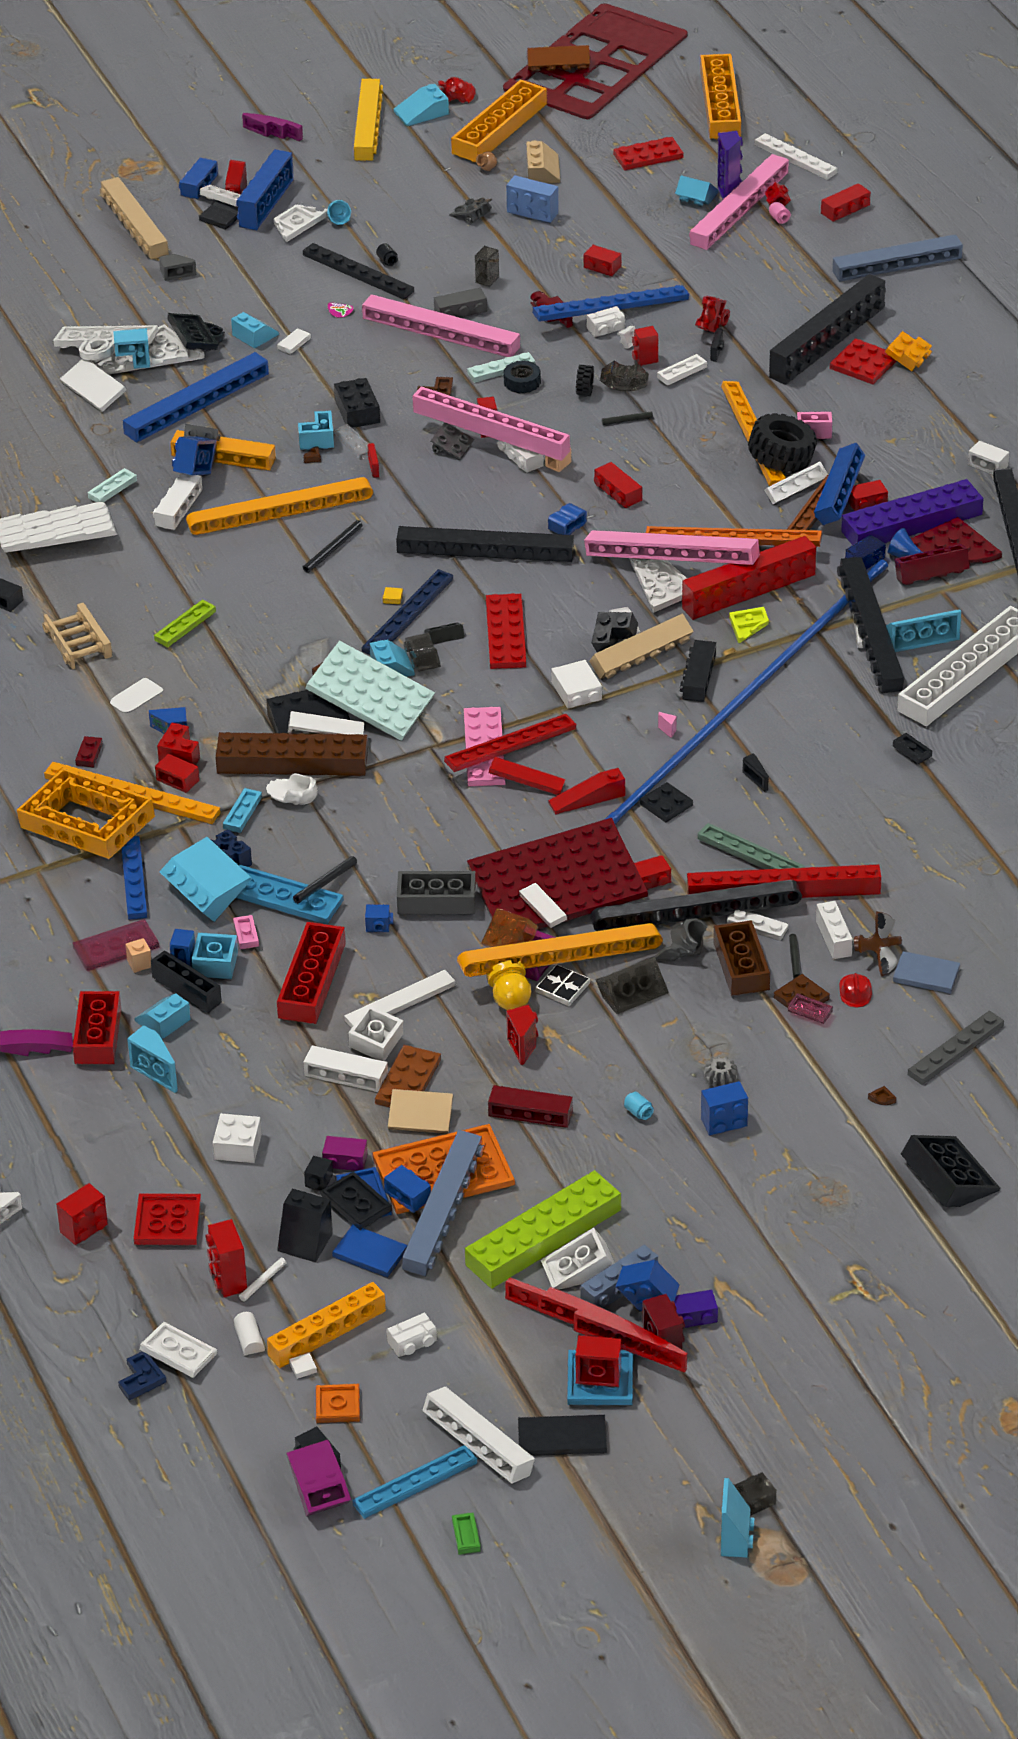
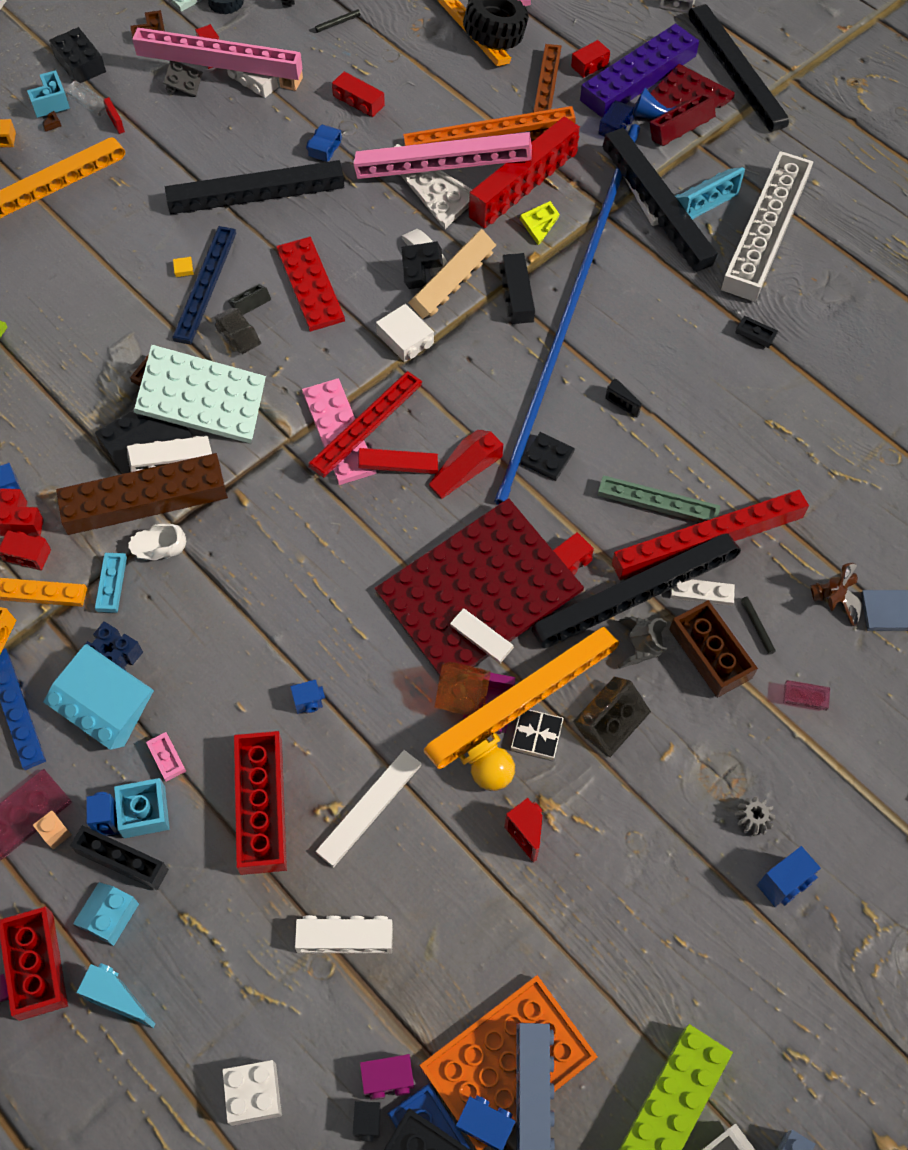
camera: 20 degrees left, 20 degrees up
(278, 894) = (198, 689): dark azure plate -> none
(325, 879) = (231, 661): black piece -> none
(332, 546) = (103, 222): black piece -> none
(375, 1033) = (362, 875): white brick -> none
(392, 657) = (208, 345): medium azure slope -> none
(409, 1071) = (417, 925): dark orange plate -> none
(420, 1111) = (452, 979): tan tile -> none
(436, 892) = (360, 645): dark grey brick -> none
(530, 1106) = (571, 930): dark red brick -> none
(638, 1106) = (688, 893): medium azure brick -> none
(667, 723) = (512, 359): bright pink slope -> none
(796, 483) = (520, 58): white plate -> none
(802, 986) = (785, 667): reddish brown plate -> none
(834, 930) = (786, 582): white brick -> none
(839, 484) = (565, 52): blue brick -> none
(855, 990) = (836, 652): red piece -> none

